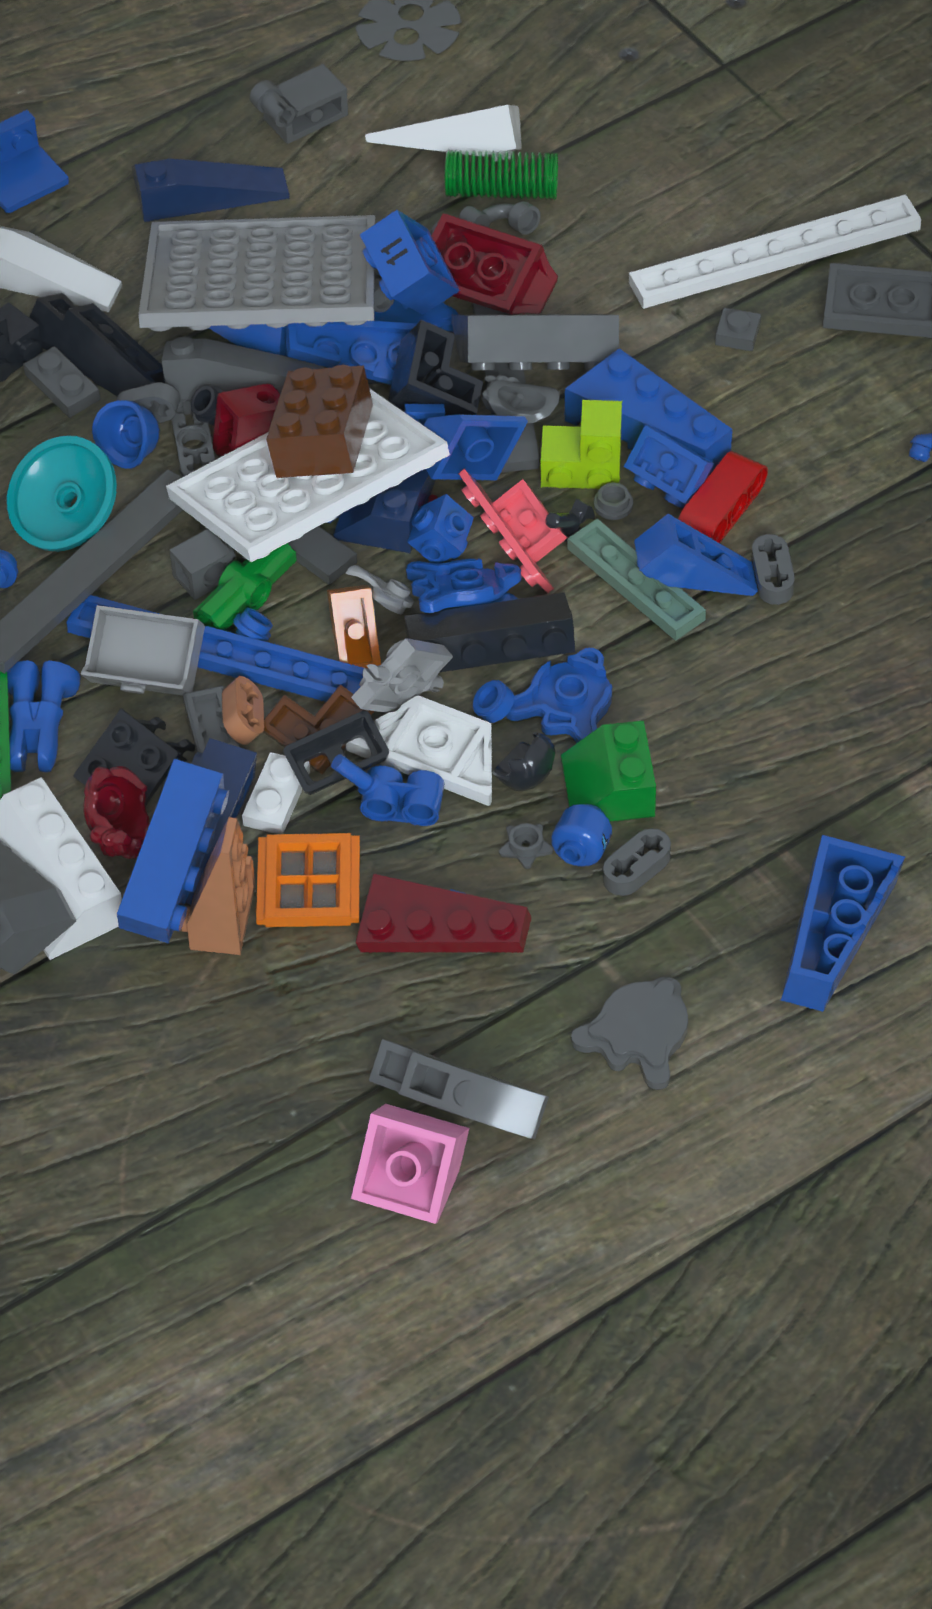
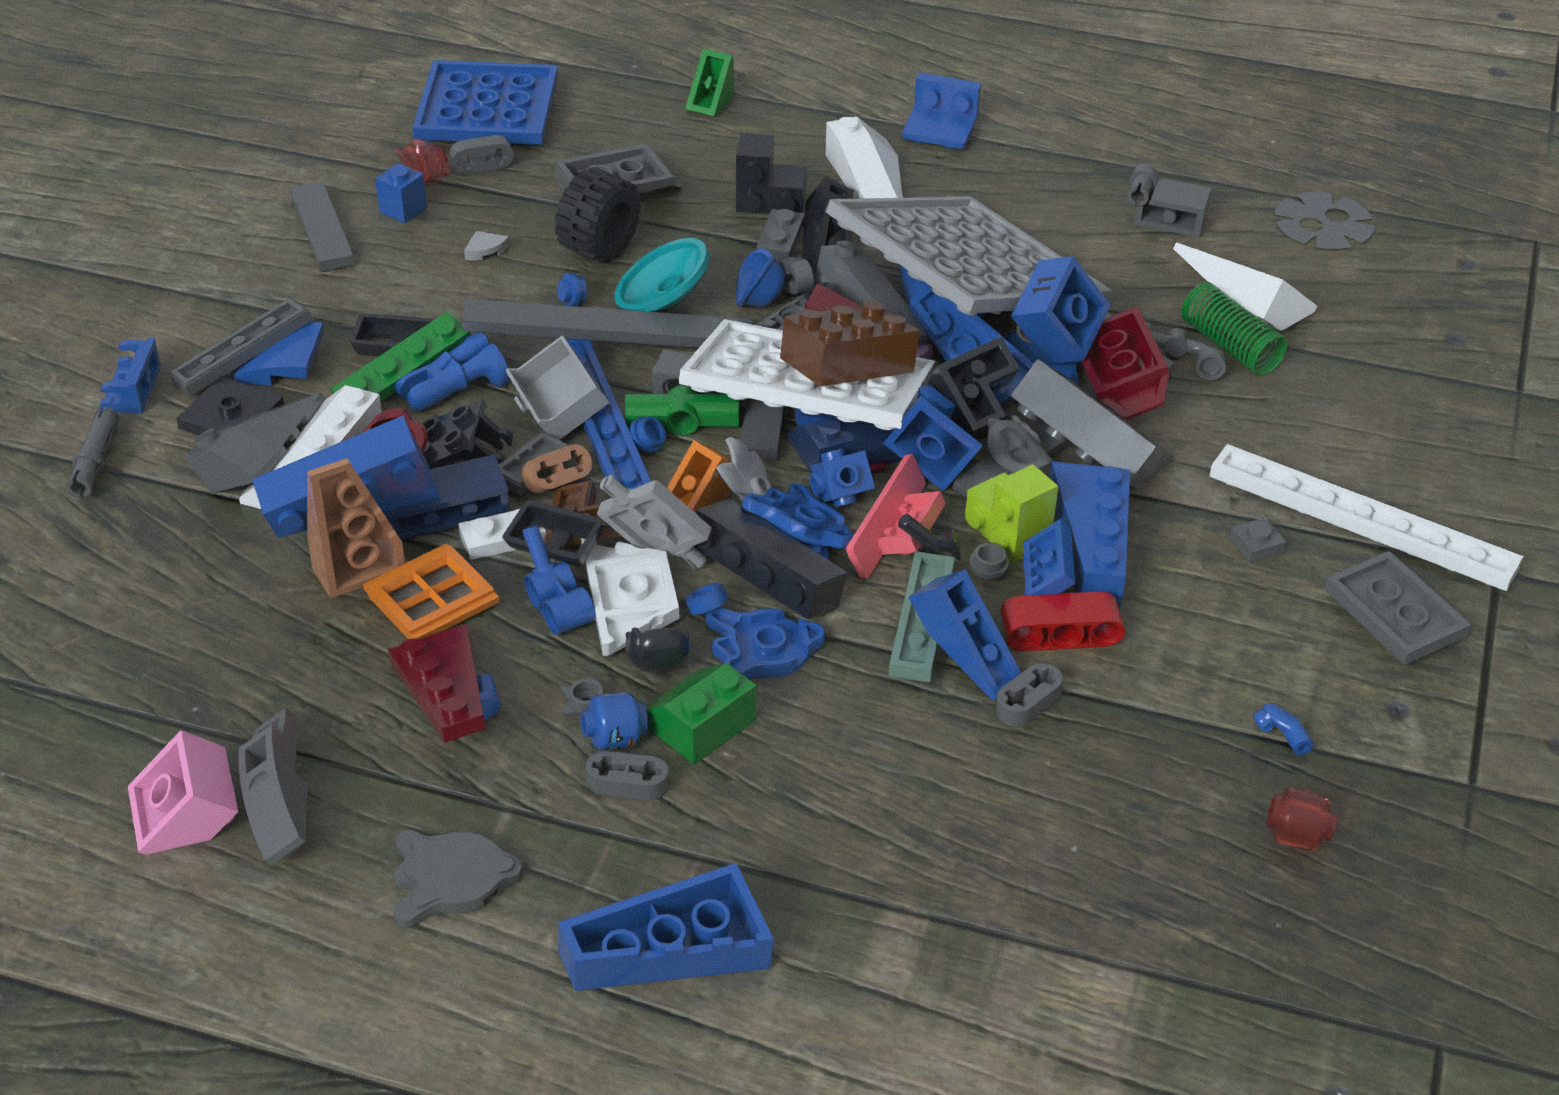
camera: 50 degrees right, 10 degrees down
(192, 187) = (1028, 198): dark blue wedge -> none

